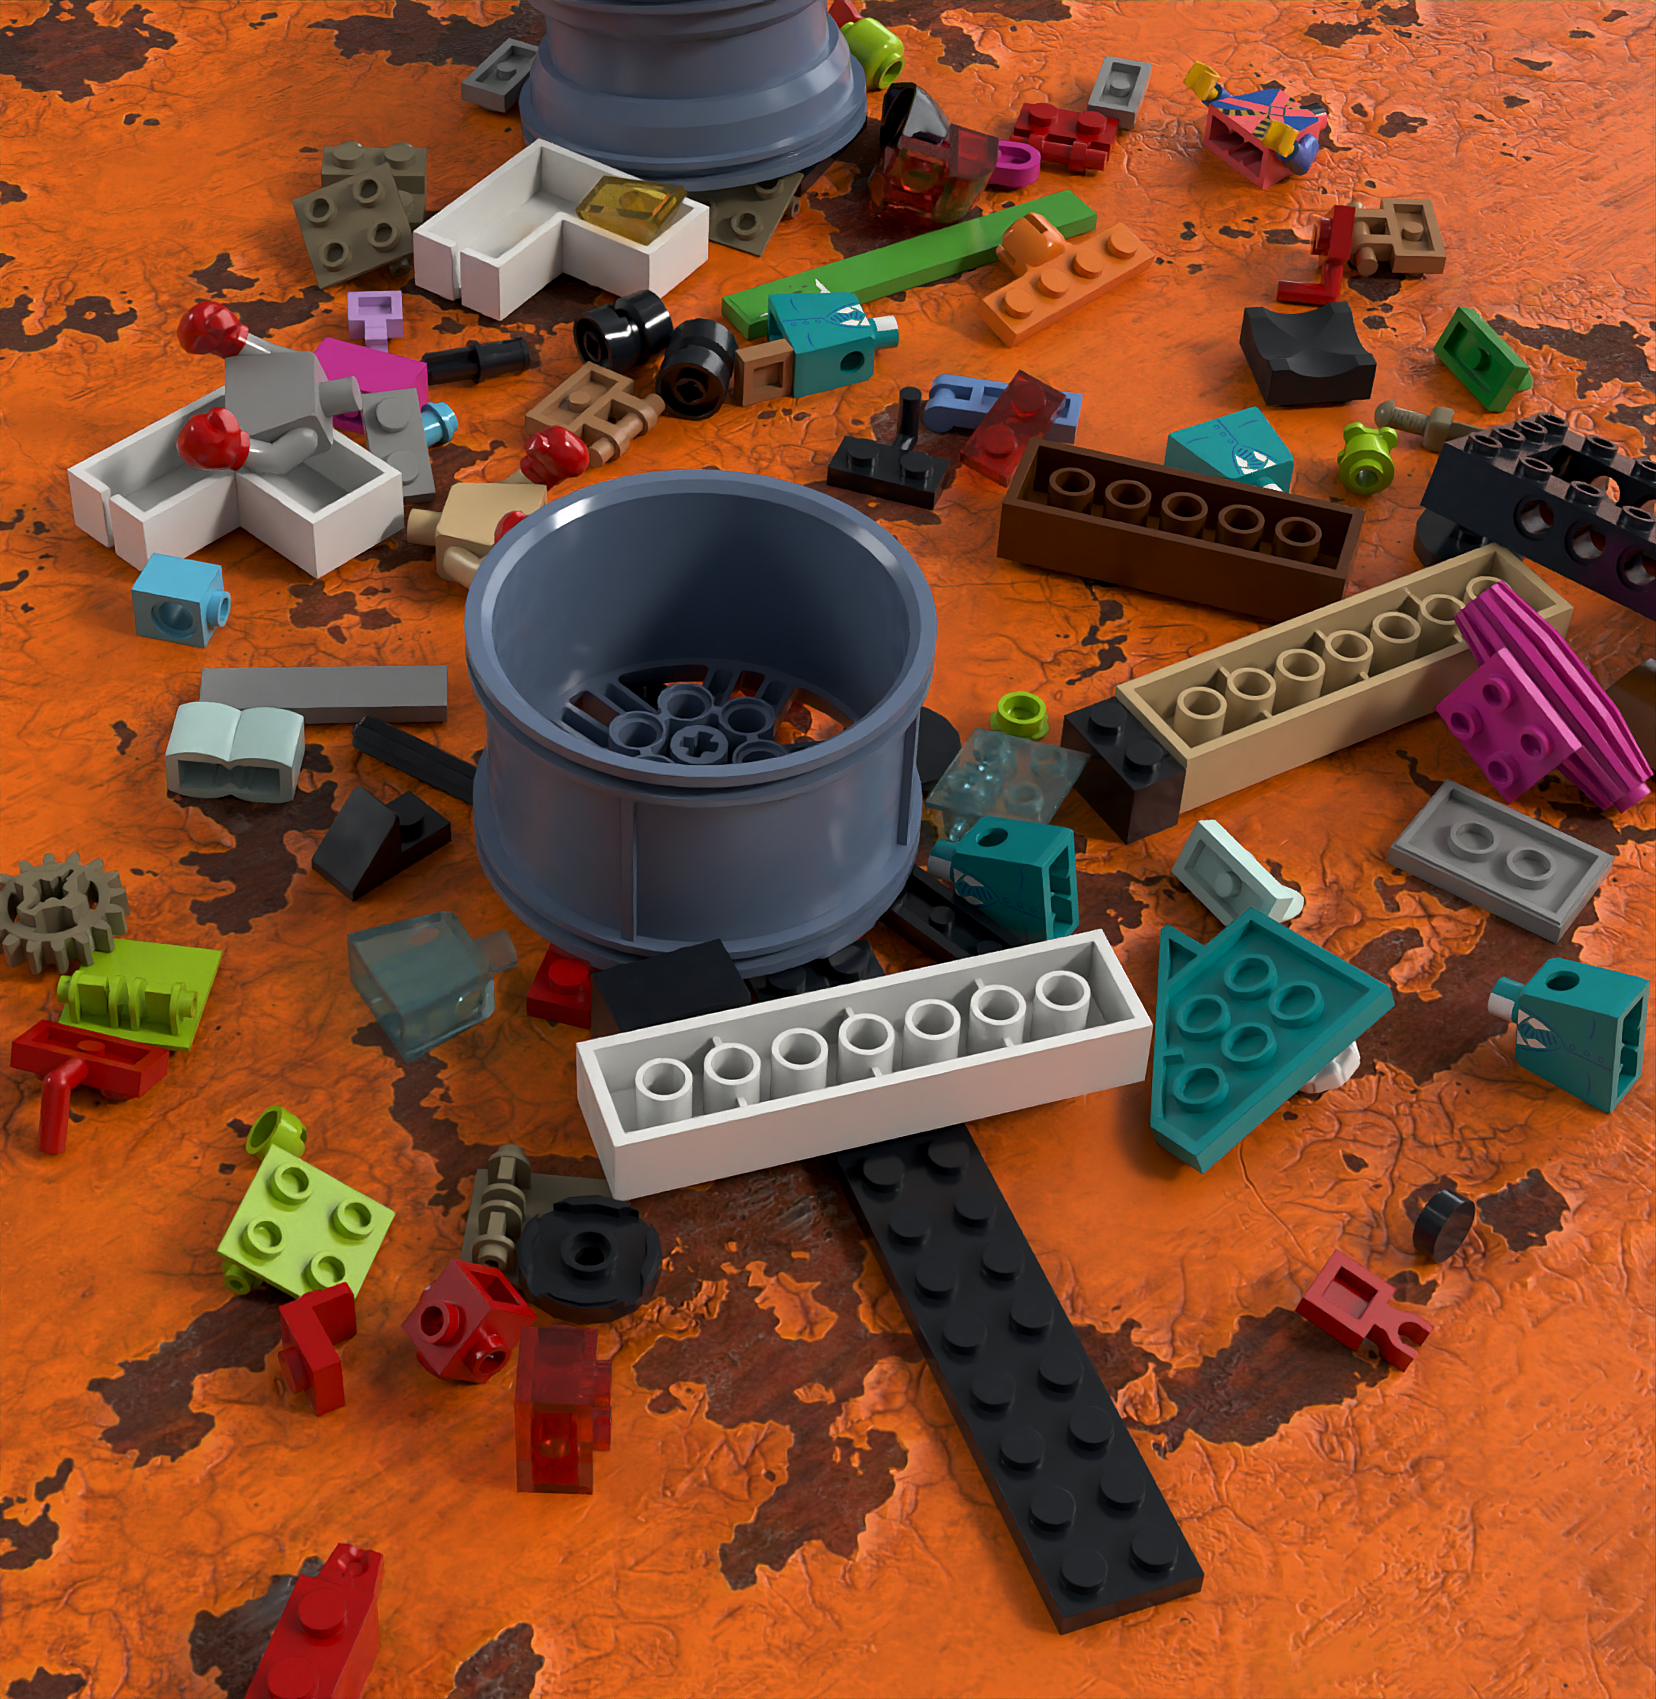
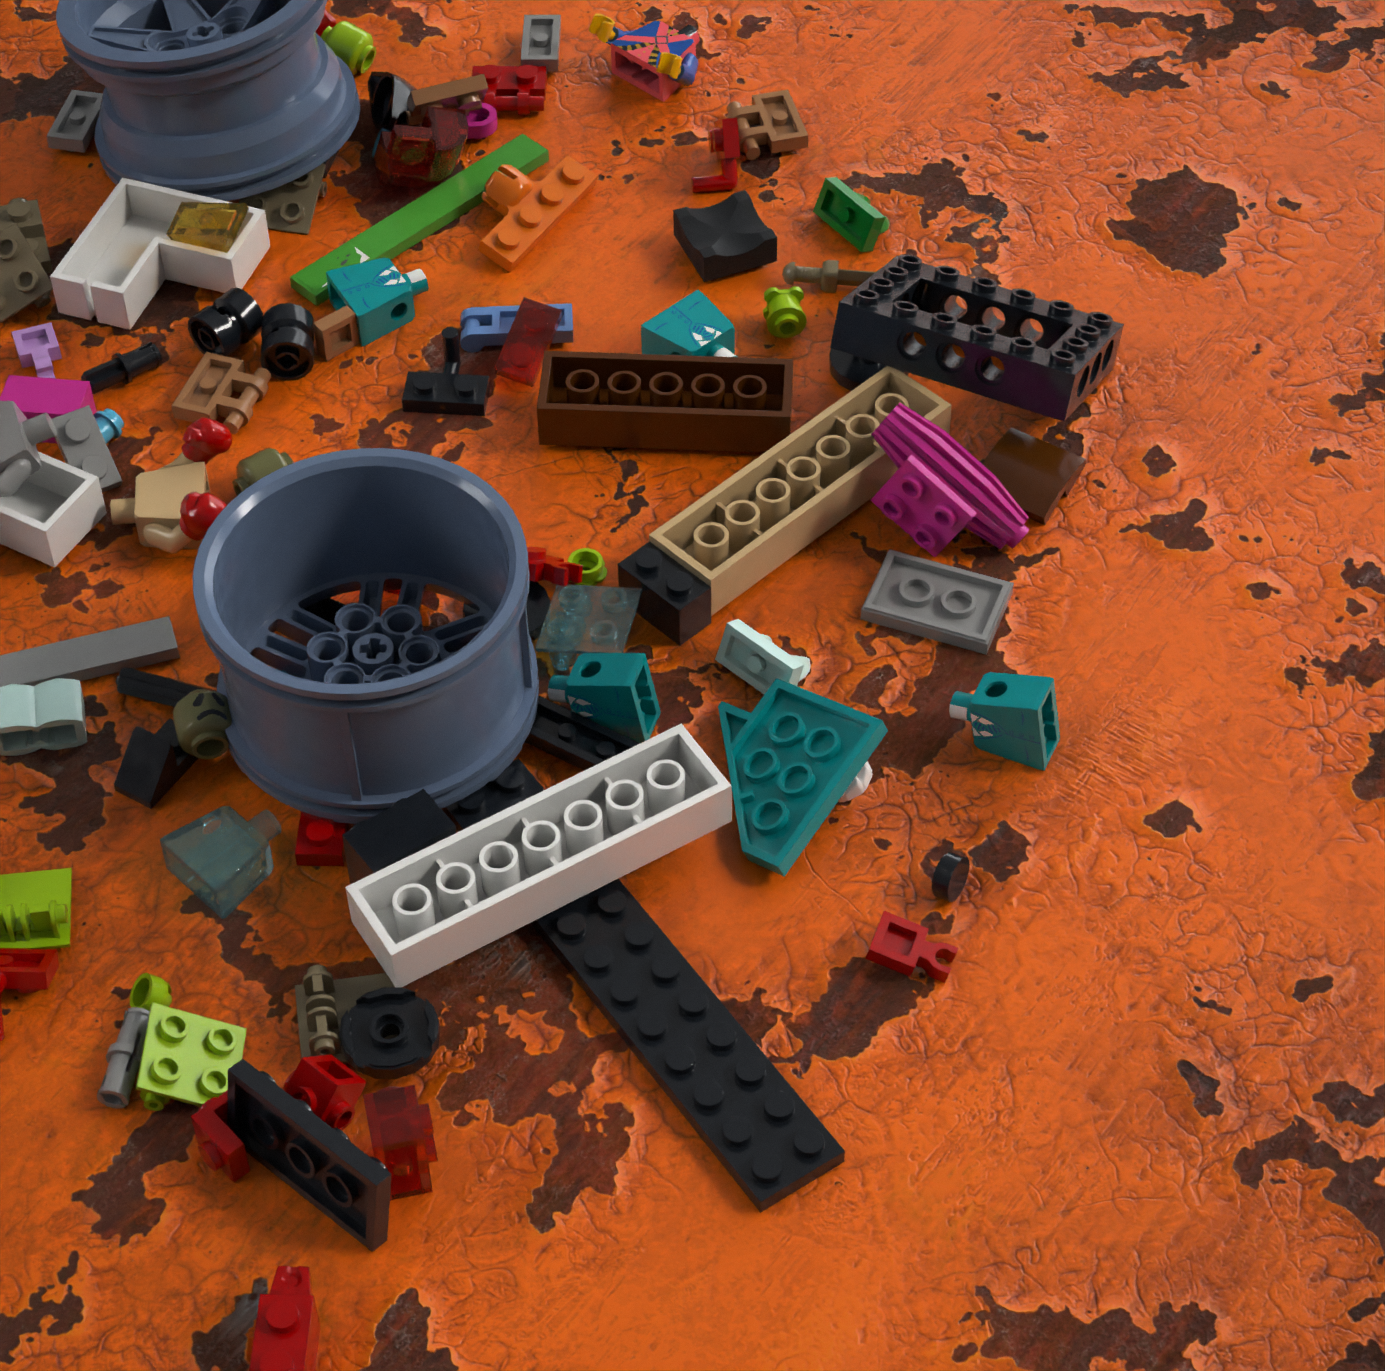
camera: 10 degrees left, 5 degrees up
(212, 1215) = (124, 1059): none -> light grey pin
(429, 1398) = (309, 1154): none -> black plate
(445, 799) = (202, 722): none -> olive head
(952, 699) = (552, 568): none -> red plate
(996, 117) = (457, 94): none -> medium nougat plate

